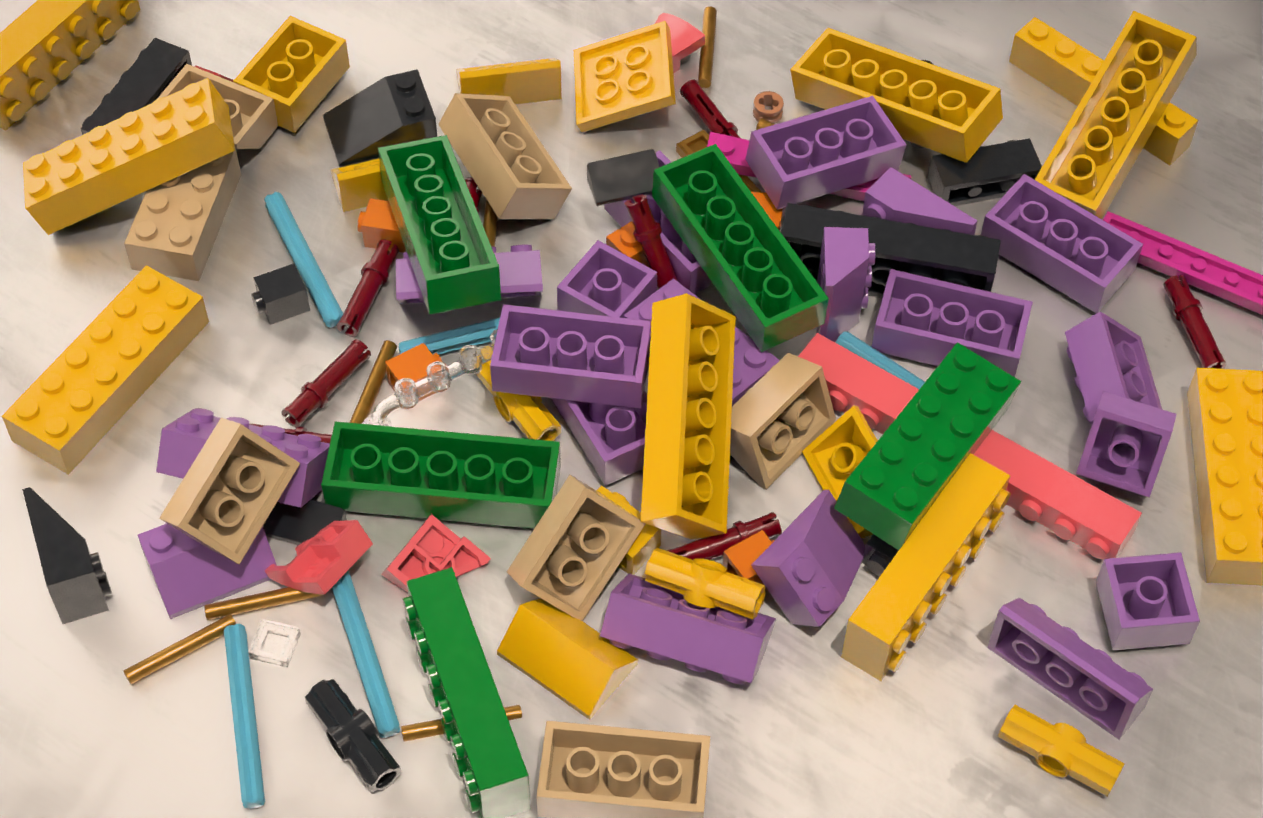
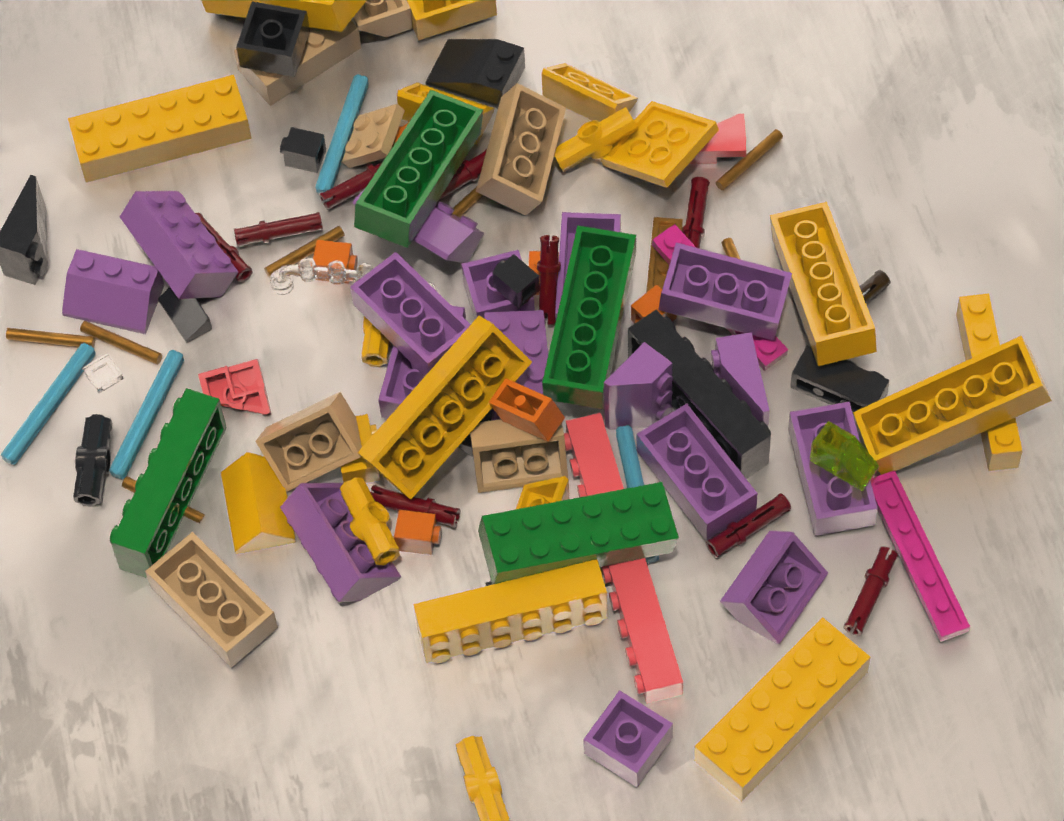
camera: 45 degrees right, 5 degrees up
(169, 199) = (273, 39): none -> black brick
(230, 490) = (136, 258): tan slope -> none
(323, 558) = (171, 341): coral slope -> none
(343, 236) = (373, 136): none -> tan plate
(440, 474) = (282, 336): green brick -> none
(454, 338) = (380, 253): medium azure axle -> none
(562, 104) = (595, 139): none -> yellow piece
(622, 176) = (564, 214): black slope -> none
(631, 263) = (515, 281): none -> black brick
(770, 99) = (744, 224): nougat bush -> none
(773, 362) = (526, 409): none -> orange brick
(812, 563) = (443, 557): medium lavender slope -> none
(1035, 354) = (738, 532): none -> dark red pin
(1068, 667) = (540, 739): medium lavender slope -> none
(1078, 214) = (843, 456): none -> clear neon green slope
(1126, 444) = (719, 631): medium lavender brick -> none

